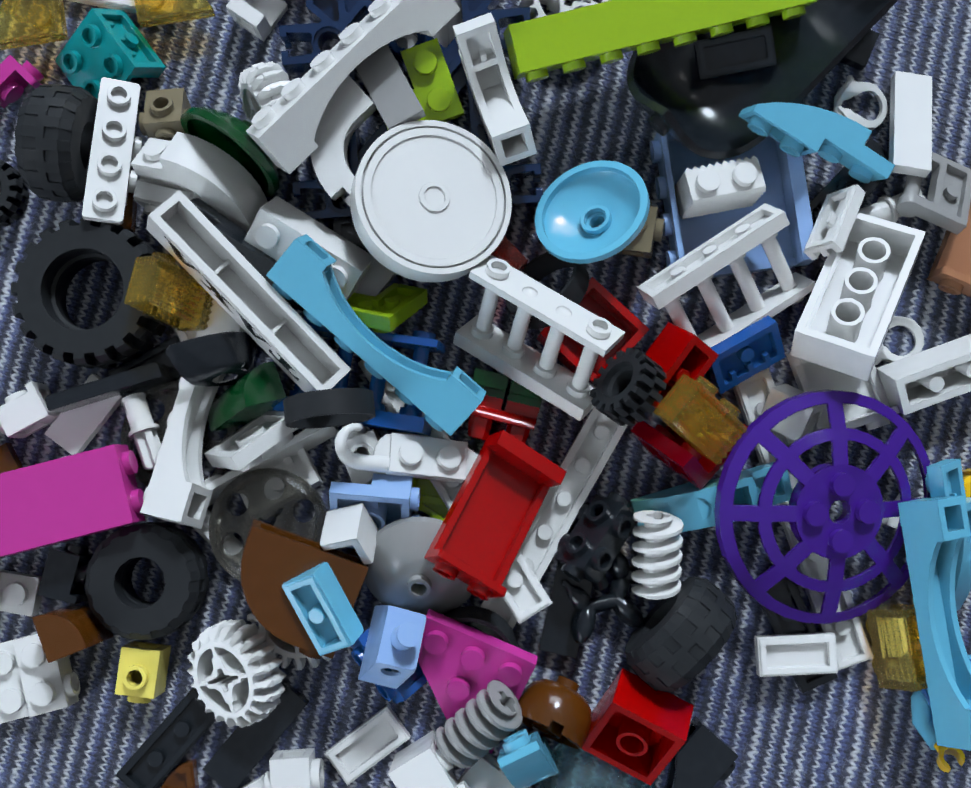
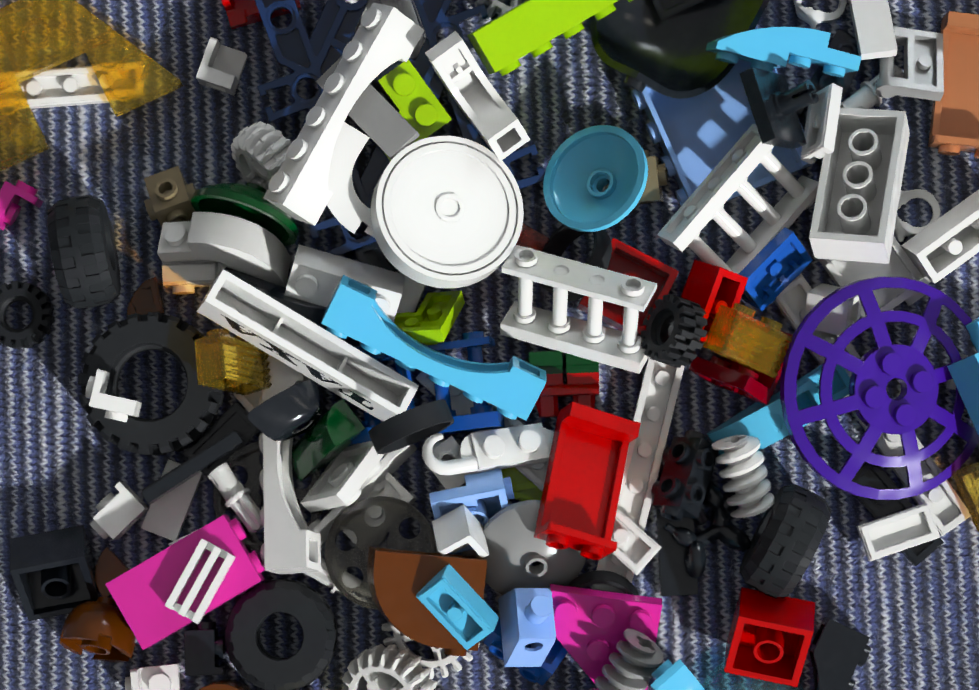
camera: 20 degrees left, 0 degrees up
(22, 287) = (116, 407): none -> white bracket
(42, 529) = (184, 609): none -> white tile
(107, 47) = (92, 154): teal bracket -> none
(112, 152) = (133, 246): white bracket -> none
(557, 711) = (696, 644): reddish brown cylinder -> none
(719, 187) = (707, 120): white brick -> none
(797, 187) = (776, 106): none -> black tile

